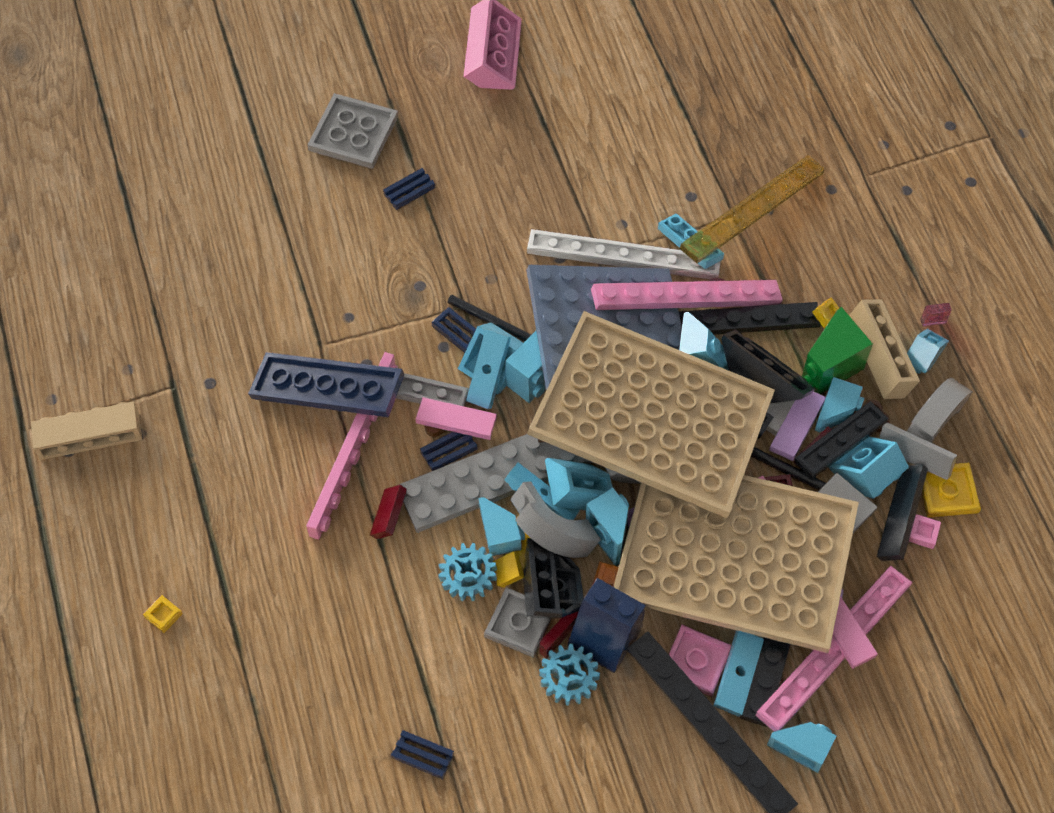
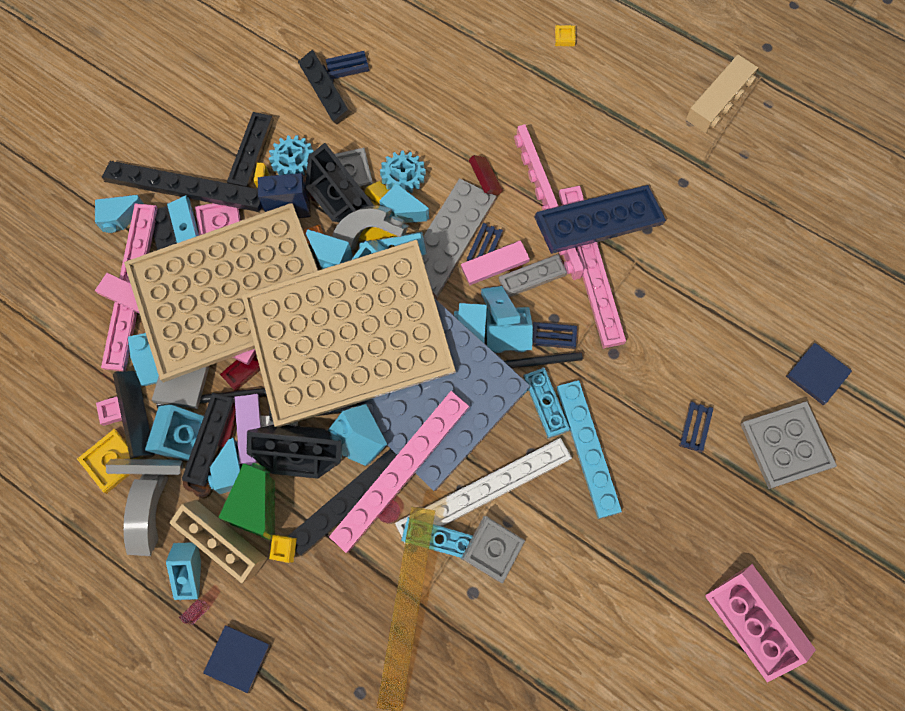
camera: 145 degrees right, 10 degrees up
(272, 161) = (819, 374): none -> dark blue tile
(382, 339) = (596, 283): none -> bright pink plate
(470, 741) = (324, 87): none -> black plate
(509, 231) = (589, 450): none -> medium azure plate
(513, 285) = (552, 414): none -> medium azure tile
(607, 718) = (250, 149): none -> black plate
(618, 673) = (261, 171): none -> yellow tile
(652, 206) = (493, 549): none -> light grey tile
(860, 559) = (143, 359): none -> medium azure slope
(918, 266) = (236, 659): none -> dark blue tile

